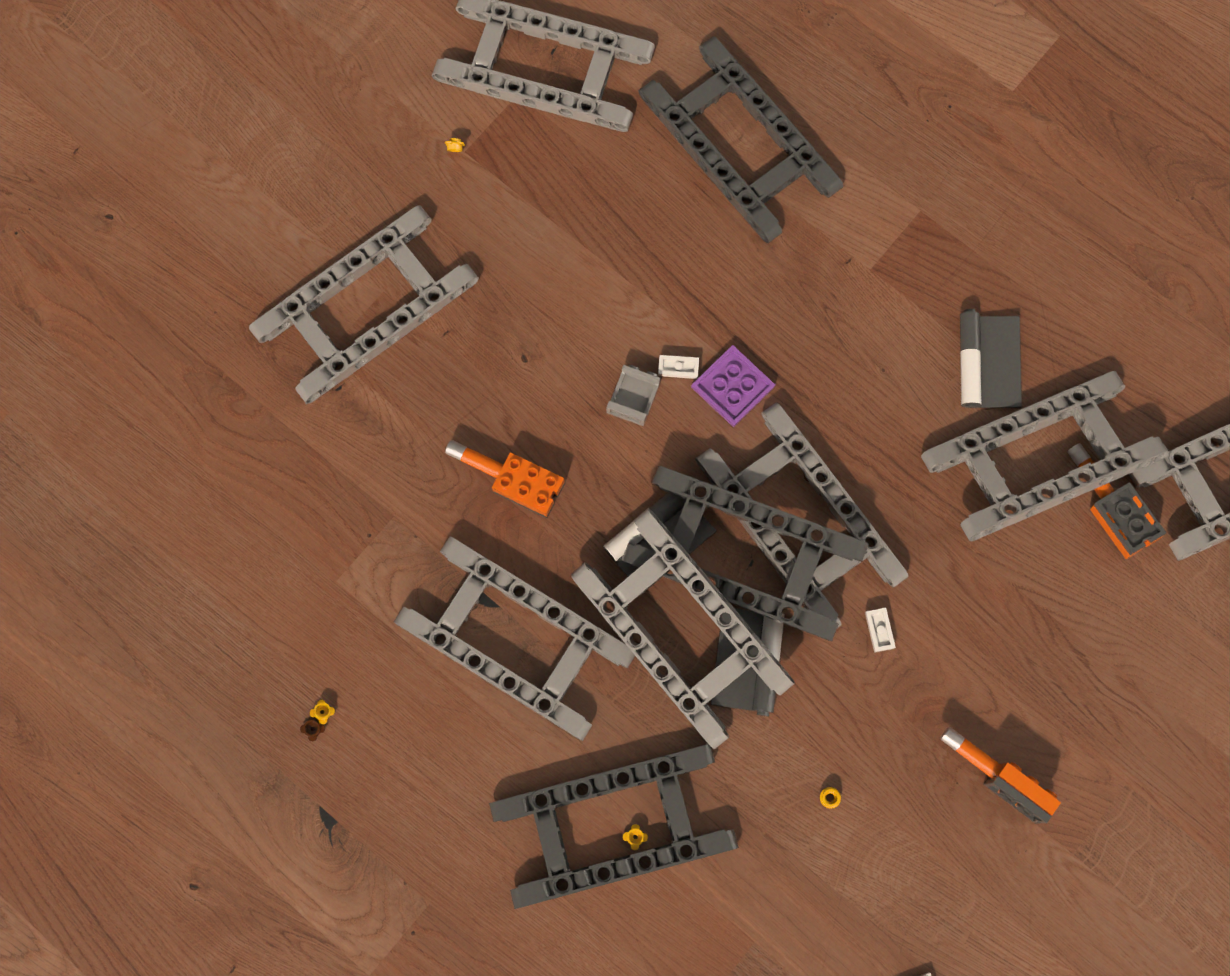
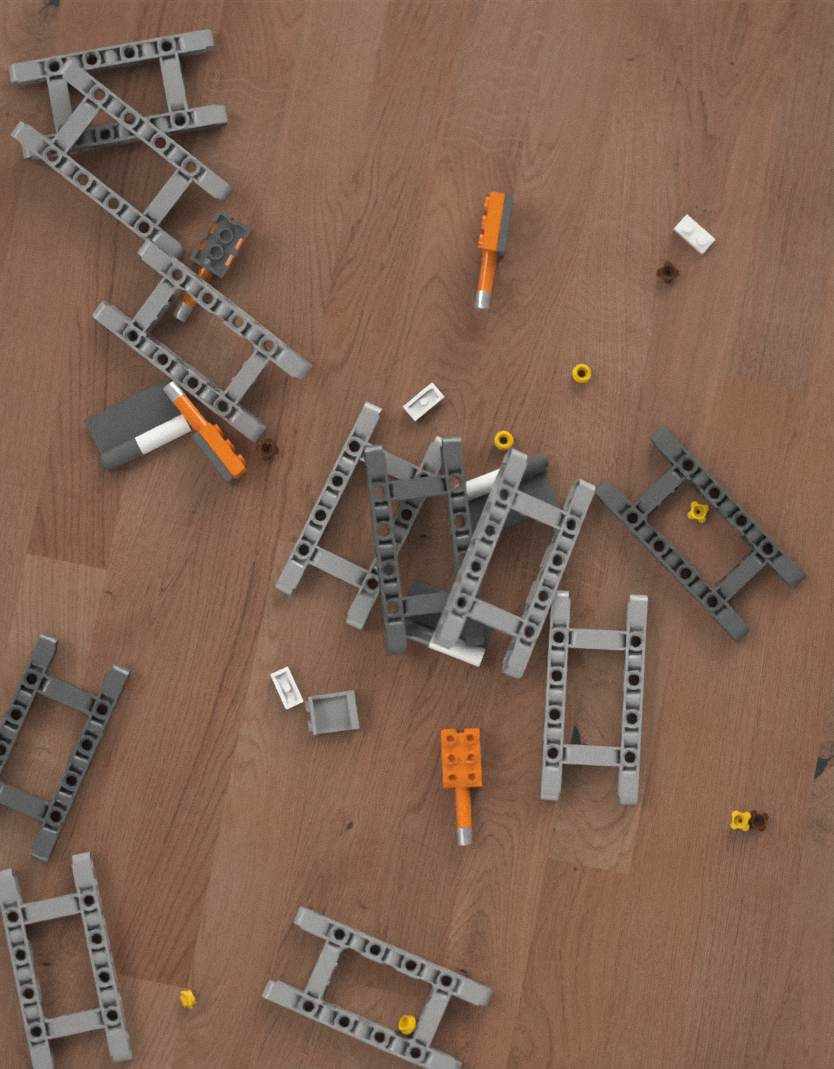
camera: 120 degrees left, 10 degrees up
(321, 314) = (407, 1024): none -> yellow plate
(733, 386) = (278, 632): medium lavender plate -> none
(810, 686) = (508, 436): none -> yellow plate
(893, 944) = (667, 267): none -> reddish brown plate
(912, 459) = (262, 449): none -> reddish brown plate
(944, 414) = (208, 436): none -> orange piece

